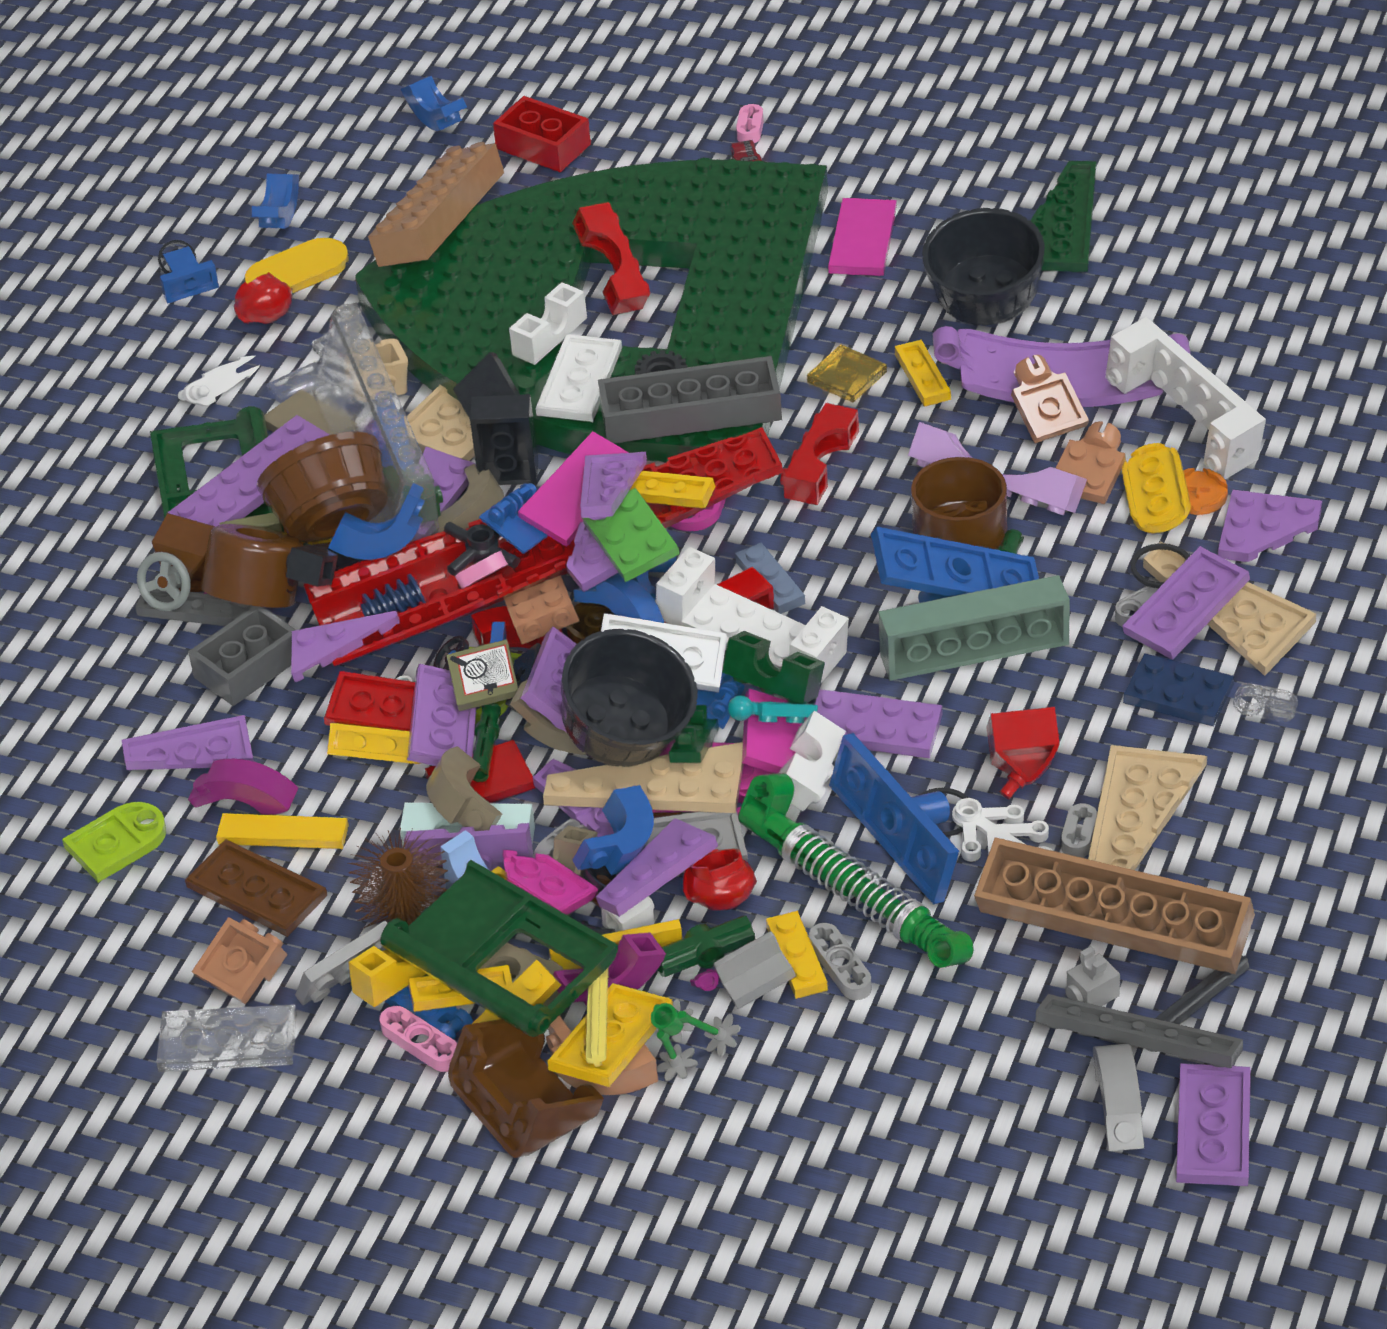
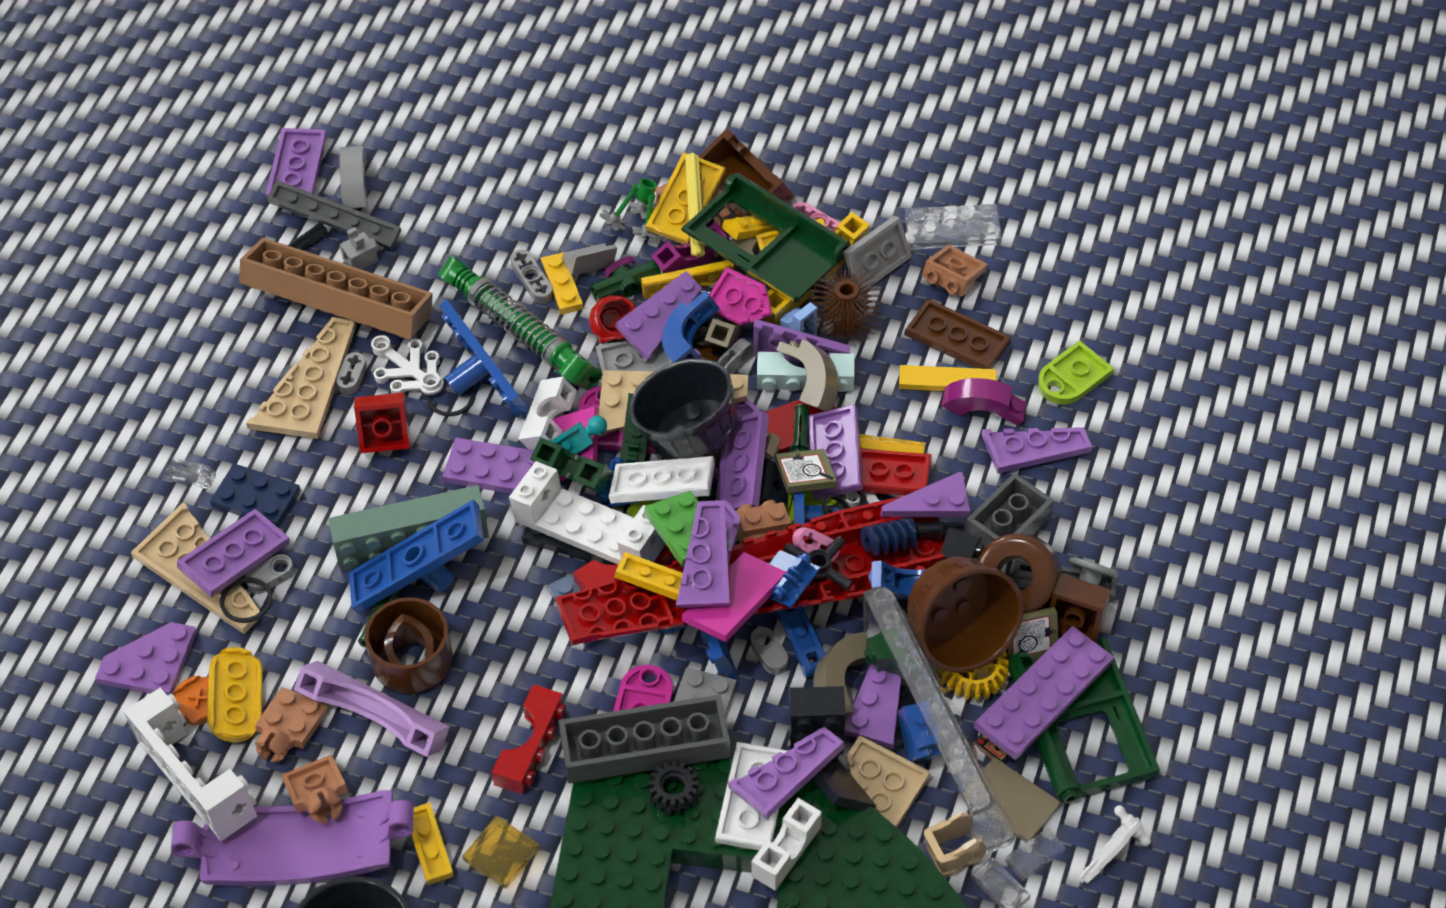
camera: 175 degrees right, 10 degrees up
(545, 372) = (777, 781): none -> medium lavender wing

